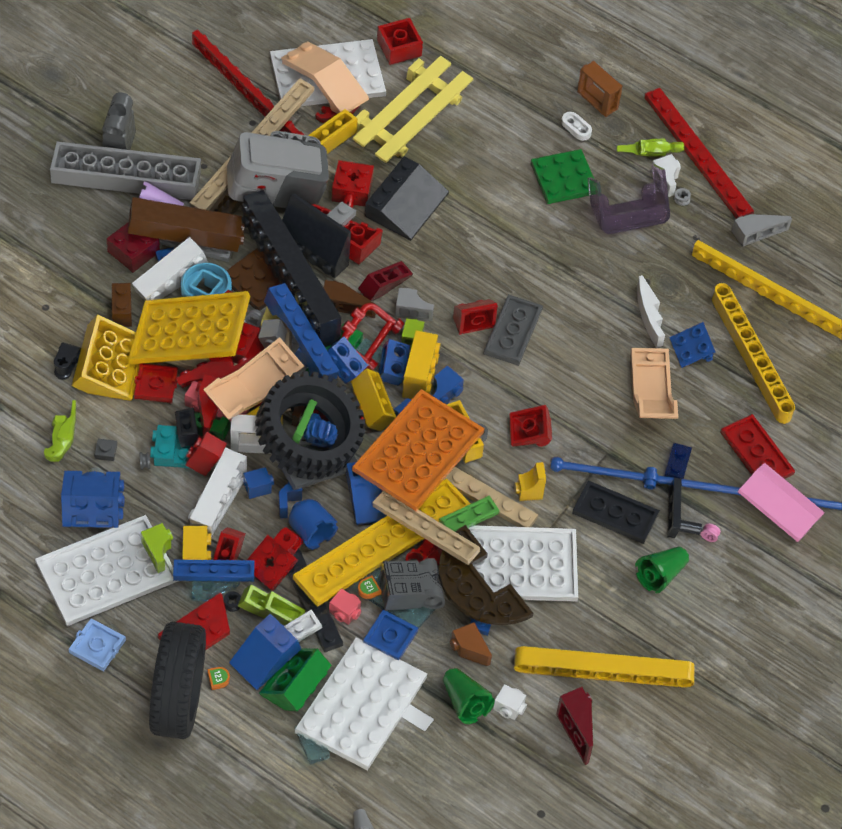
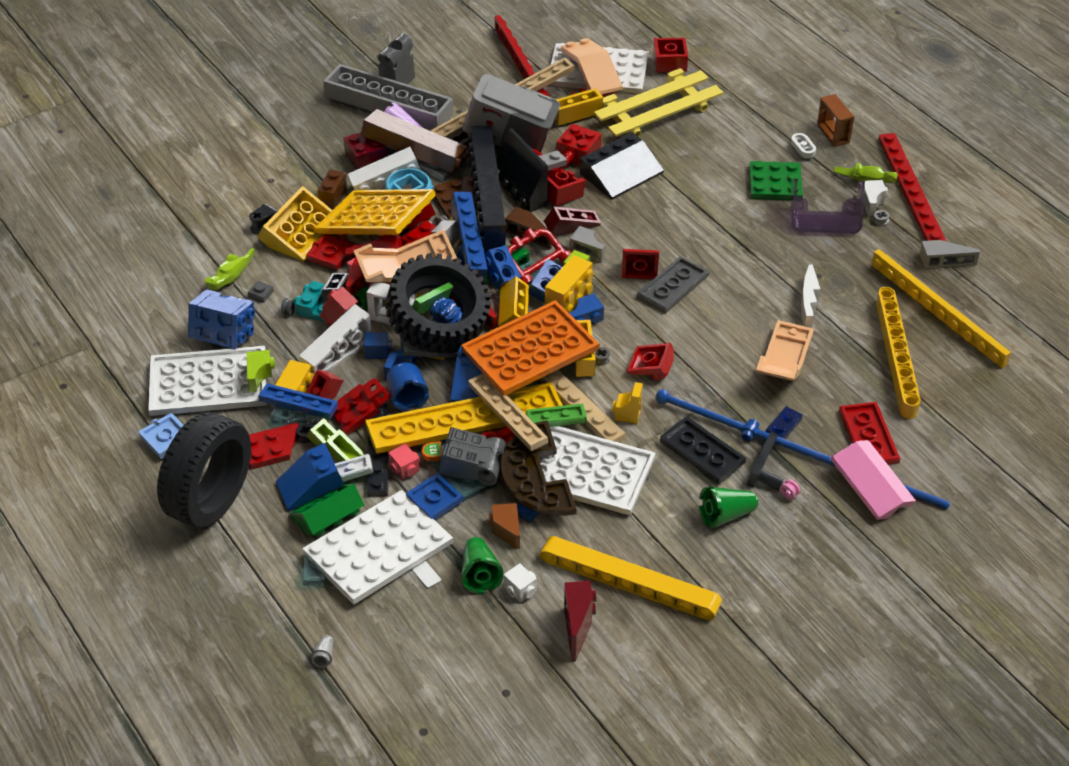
camera: 25 degrees right, 10 degrees down
(218, 677) = (258, 491): tile -> none
(693, 345) = (840, 332): blue hinge -> none

